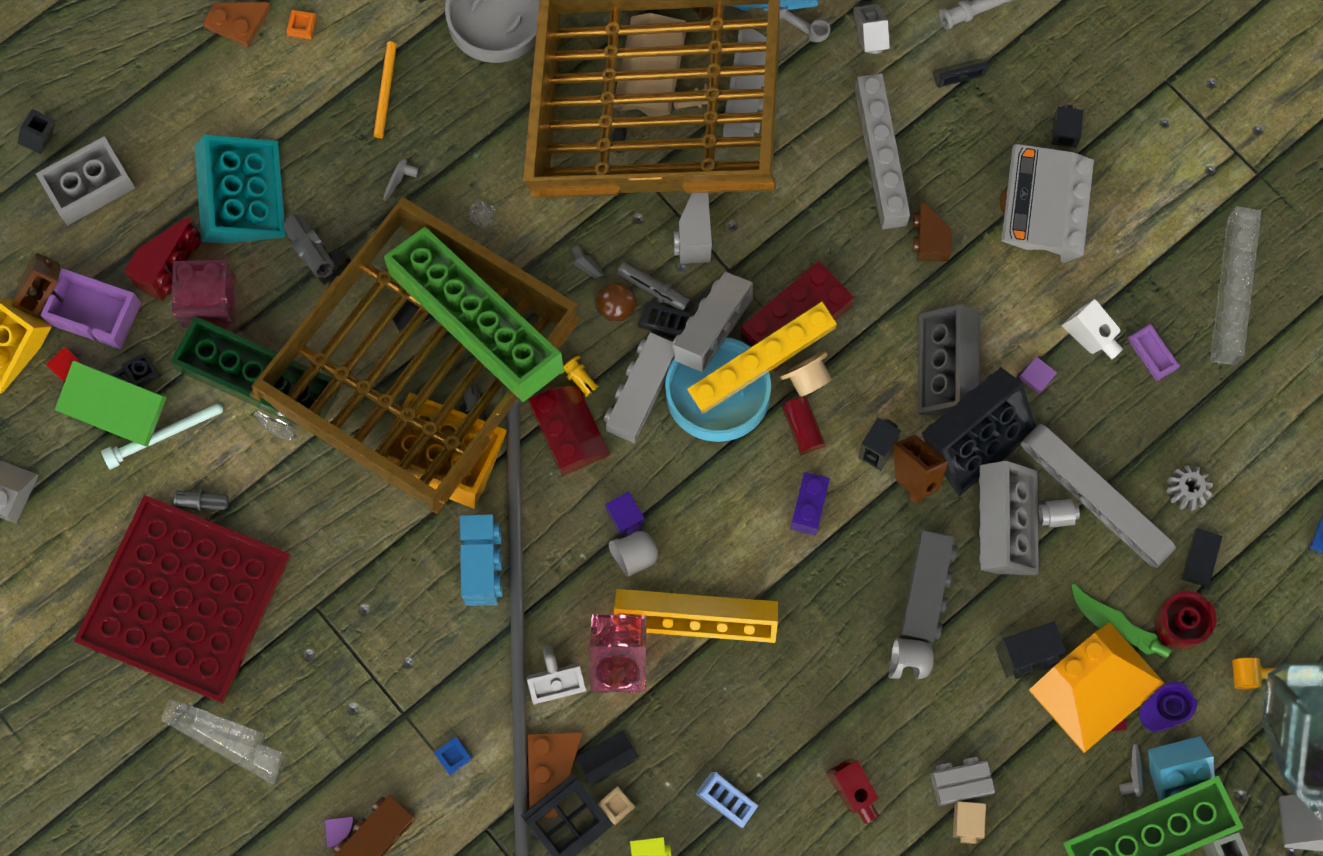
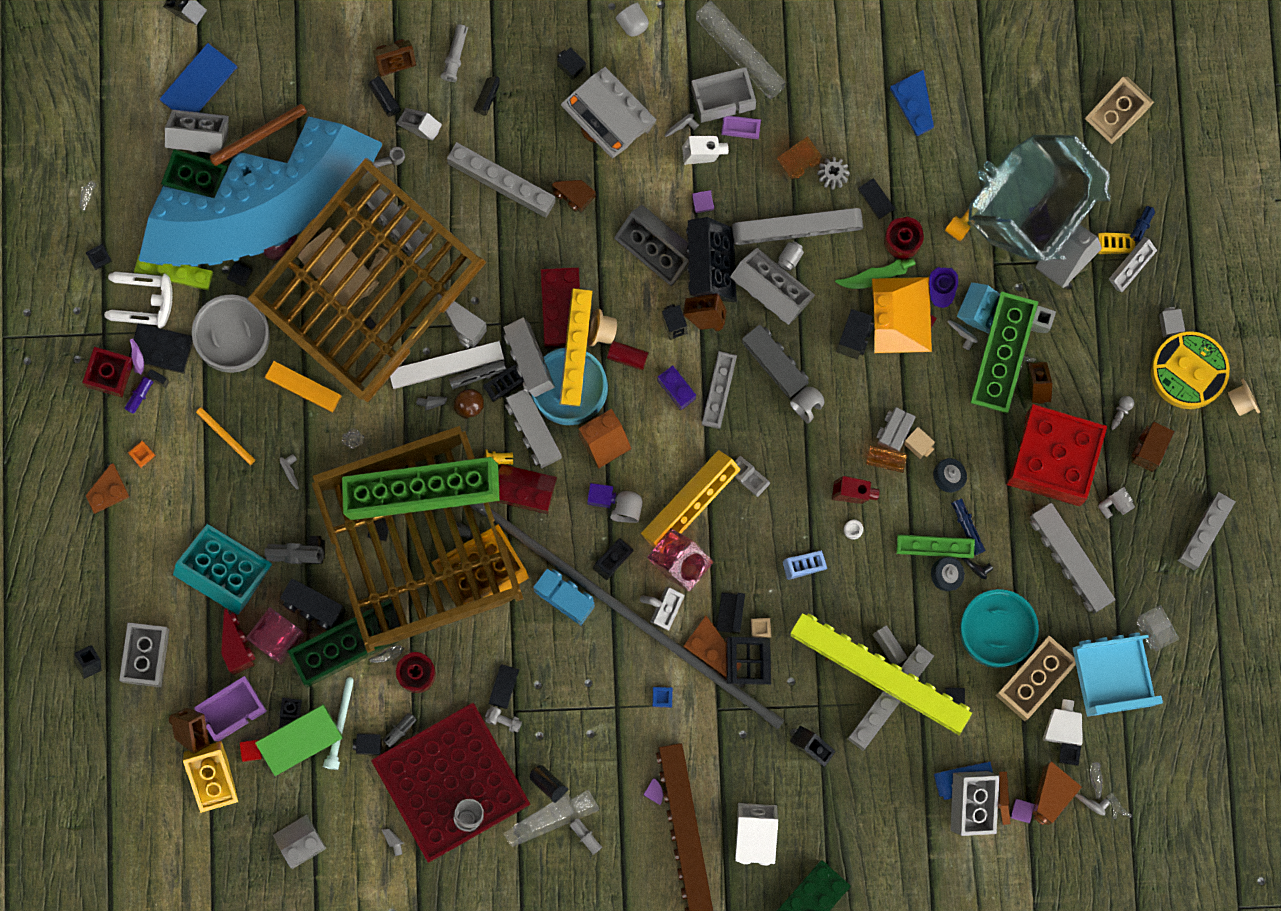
camera: 55 degrees left, 5 degrees up
(73, 587) = (393, 841): none -> light grey bar
(152, 641) = (468, 815): none -> light grey helmet
(159, 479) = (367, 744): none -> black brick
(230, 792) = (585, 836): none -> light grey axle
(258, 703) = (548, 783): none -> black brick
(260, 468) = (425, 667): none -> dark red brick
(266, 304) = (312, 605): none -> black brick
(292, 588) = (493, 716): none -> light grey bar
(333, 573) = (503, 686): none -> black slope
(498, 125) = (303, 386): none -> light orange tile
(566, 582) = (613, 559): none -> black slope
(638, 248) = (446, 365): none -> white tile
(689, 468) = (604, 438): none -> dark orange slope
(777, 661) = (750, 477): none -> light grey slope
(811, 823) = (853, 529): none -> white tile
(846, 552) = (719, 390): none -> light grey tile
(920, 798) = (886, 459): none -> clear orange brick
(1103, 288) = (682, 123): none -> light grey bar
(1168, 151) = (633, 20): none -> light grey helmet
(1171, 304) = (723, 94): none -> light grey piece
(1174, 438) = (800, 158): none -> clear orange brick

